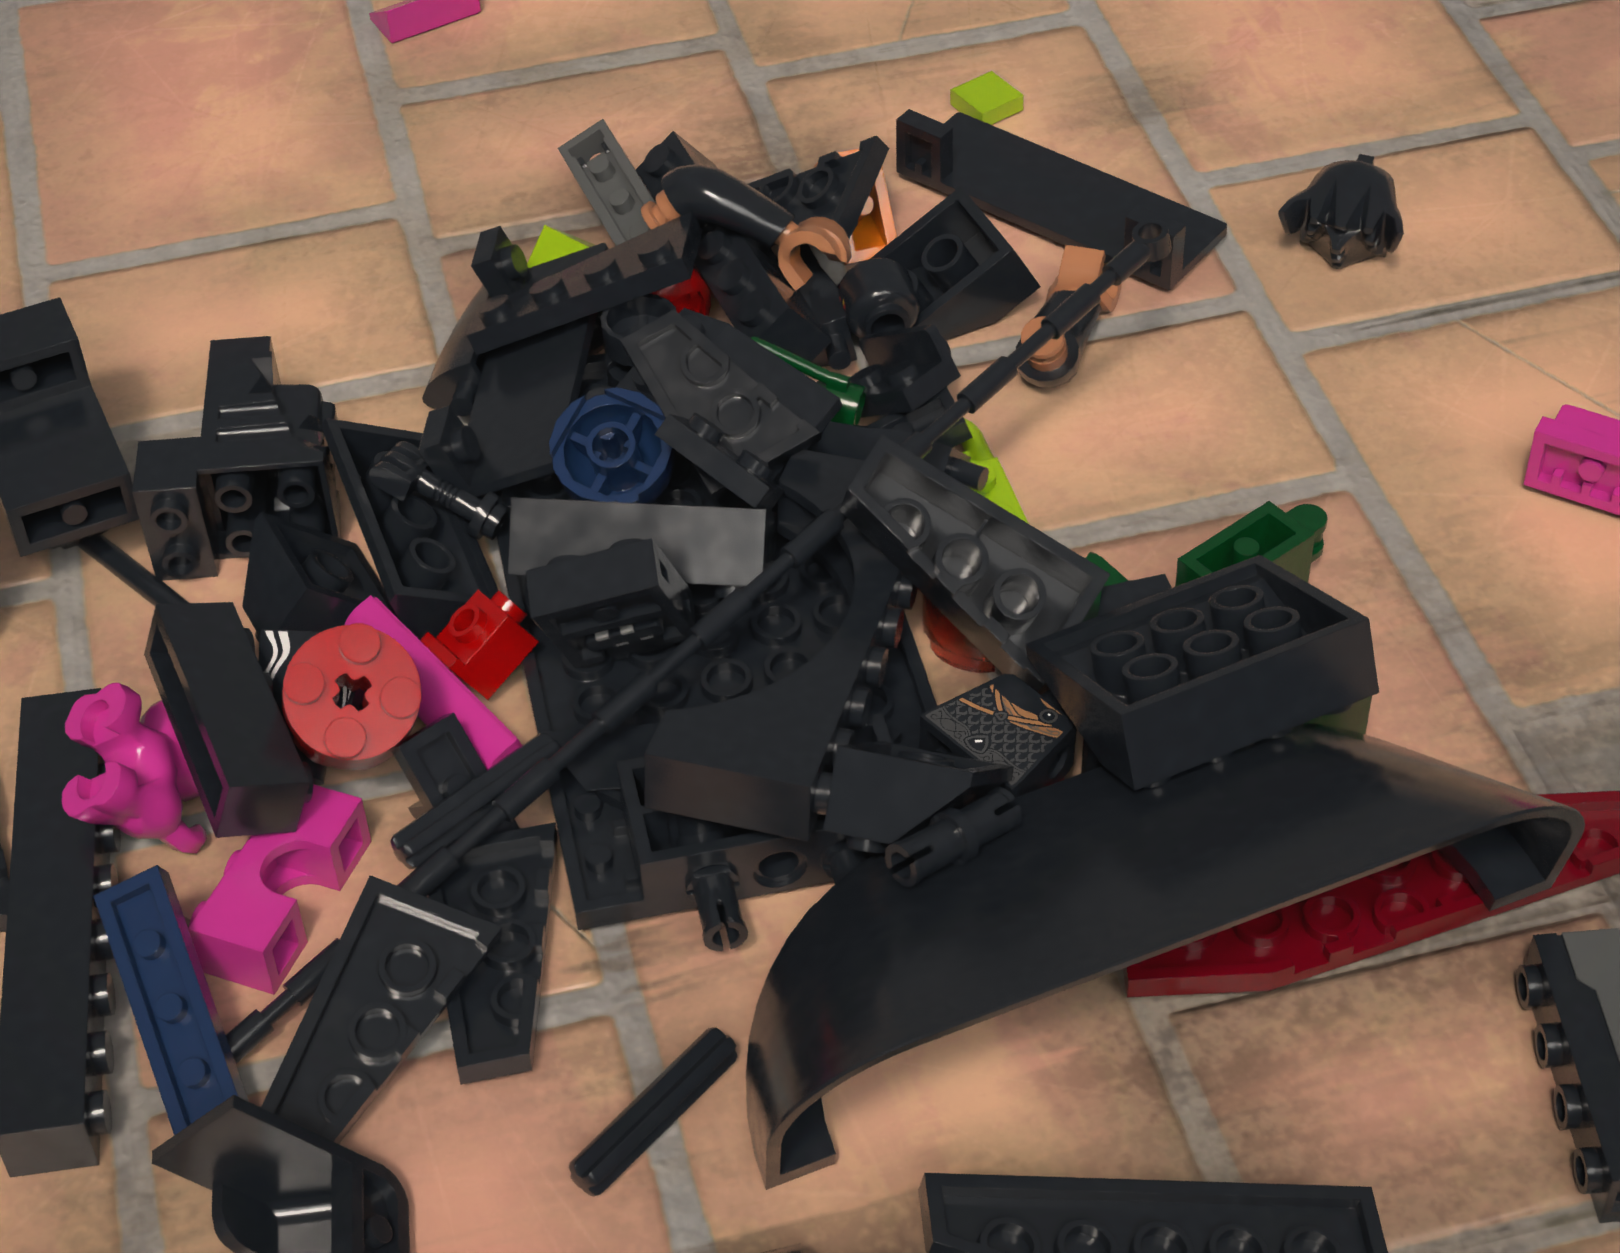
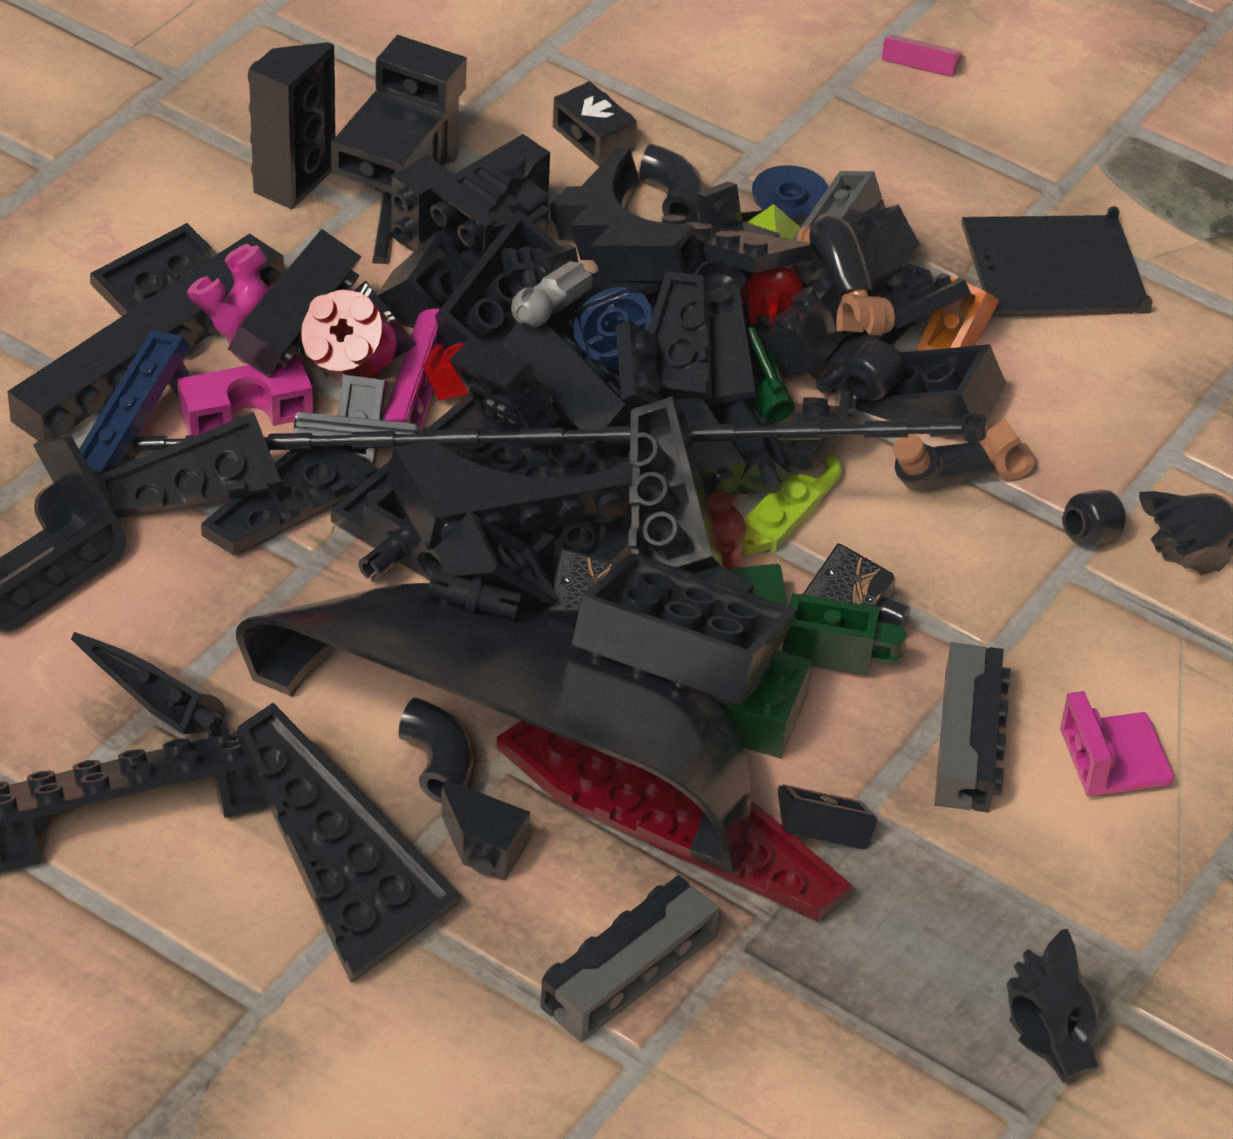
camera: 45 degrees right, 0 degrees up
(216, 296) = (593, 122): none -> black brick
(394, 285) = (675, 177): none -> black cylinder
(484, 364) = (618, 240): none -> black arch
(514, 468) = (551, 295): none -> light grey piece
(518, 206) = (789, 188): none -> dark blue dish
(652, 1111) = (236, 609): black axle -> none
(835, 92) = (1056, 264): none -> black door
(987, 98) = (1129, 325): lime tile -> none
(1049, 191) = (1073, 401): black bracket -> none
(1099, 1045) = (442, 741): none -> black cylinder
(1175, 512) = (858, 580): none -> torso
(1251, 275) = (1094, 518): none -> black head
(1273, 1093) = (484, 829): none -> black slope
(1476, 549) = (970, 728): none -> piece
(1516, 745) = (825, 817): none -> black slope

